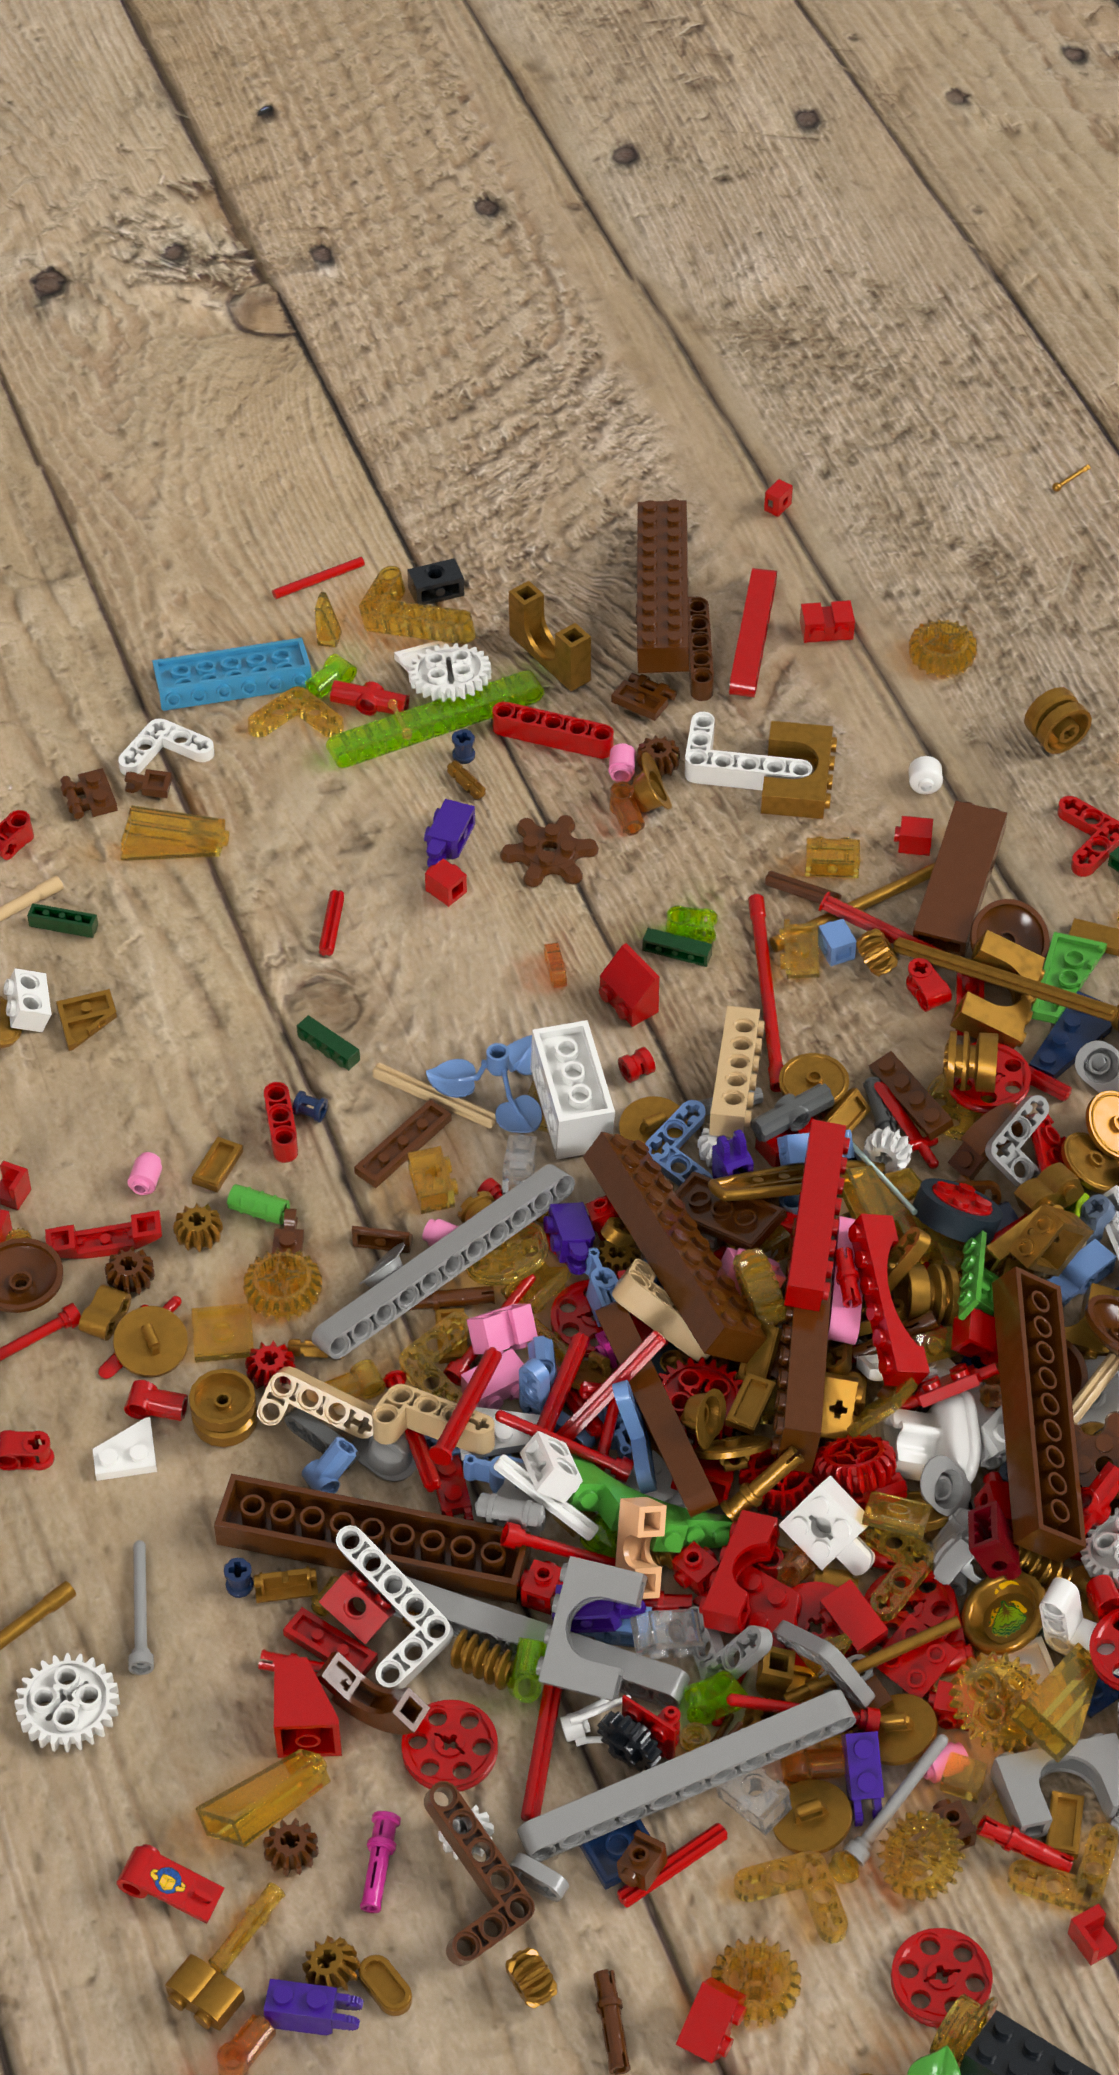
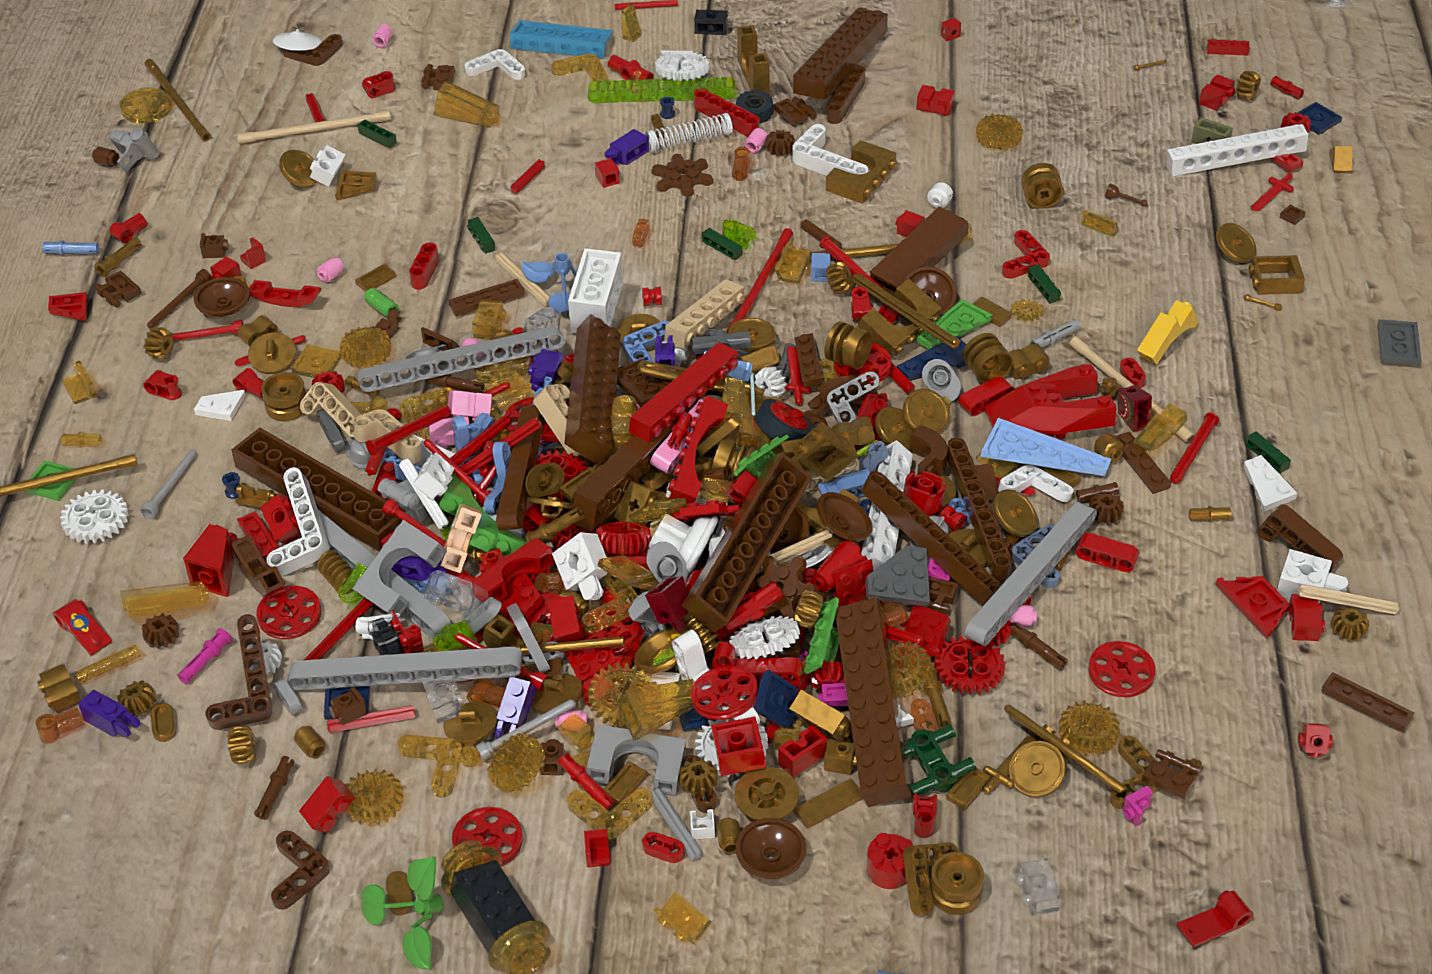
camera: 25 degrees right, 5 degrees down
(130, 1271) = (285, 314): reddish brown gear -> none
(152, 784) = (475, 80): reddish brown plate -> none
(198, 1227) = (339, 304): pearl gold gear -> none
(302, 1100) = (447, 262): dark blue bush -> none
(324, 1472) = (319, 446): medium blue piece -> none
(334, 669) = (621, 50): clear neon green piece -> none
(386, 614) = (674, 30): clear yellow beam -> none
(480, 801) = (653, 138): none -> white piece
(586, 701) = (757, 103): none -> black wheel
(614, 1933) = (309, 741): none -> pearl gold brick
(630, 986) = (674, 254): red slope -> none
(649, 788) = (763, 155): pearl gold piece -> none
(753, 633) = (885, 94): red beam -> none
(832, 857) = (849, 222): clear yellow brick -> none

